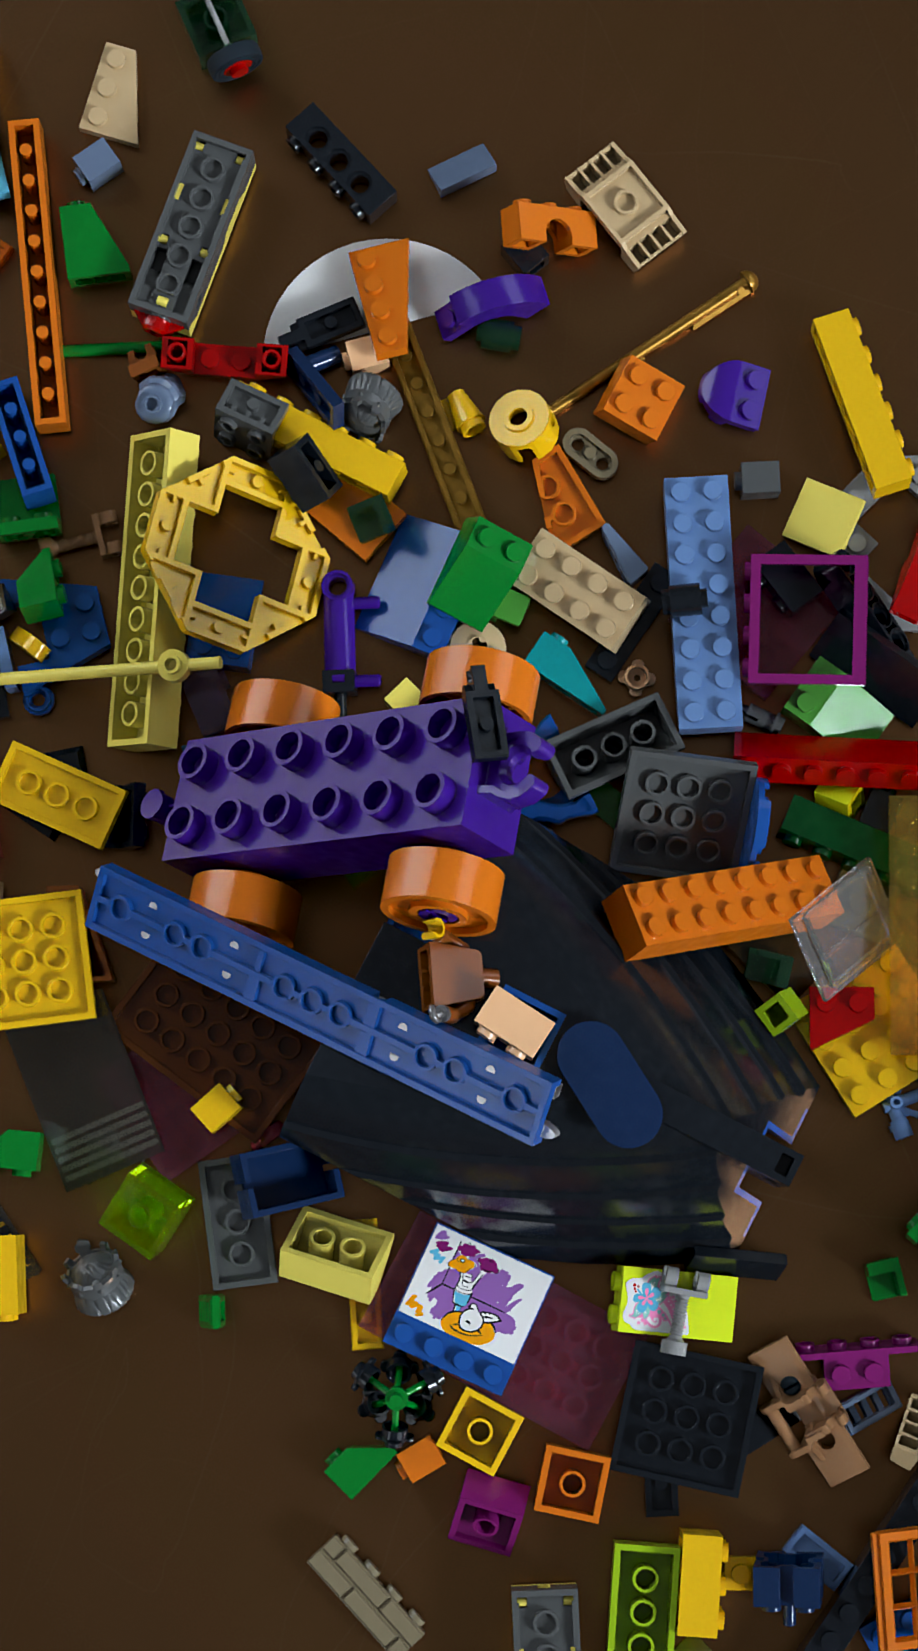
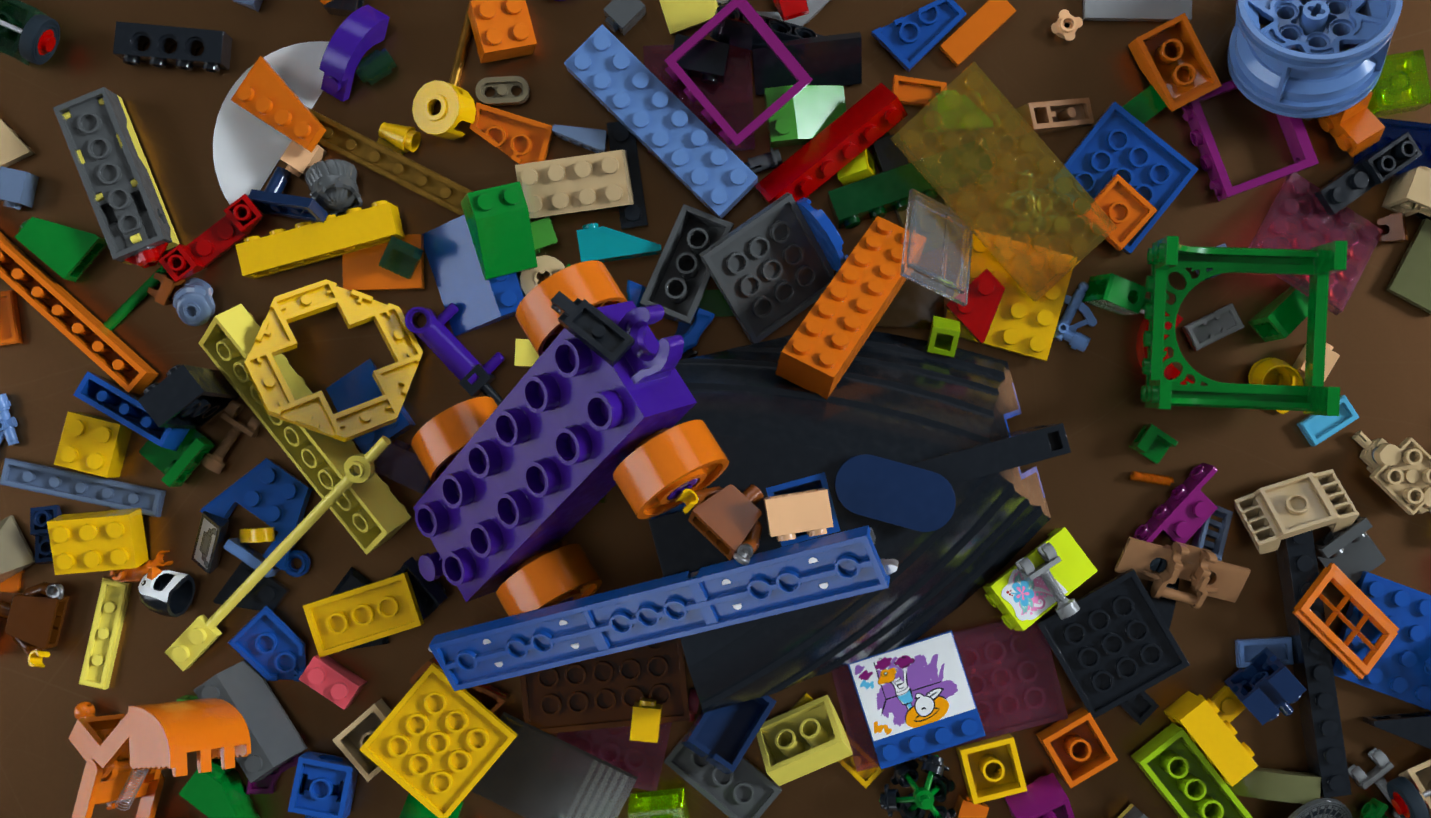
camera: 40 degrees left, 5 degrees up
(40, 590) = (231, 495): green slope -> none
(84, 475) = (188, 397): none -> black brick
(248, 419) = (263, 265): dark grey bracket -> none
(305, 473) = (330, 266): black brick -> none
(324, 326) = (258, 160): black hinge -> none
(627, 677) = (665, 214): light nougat plate -> none
(684, 600) = (648, 129): black brick -> none
(735, 1262) = (1054, 519): black tile -> none
(768, 967) = (910, 315): clear green panel -> none
(856, 1309) = (1151, 478): none -> orange piece

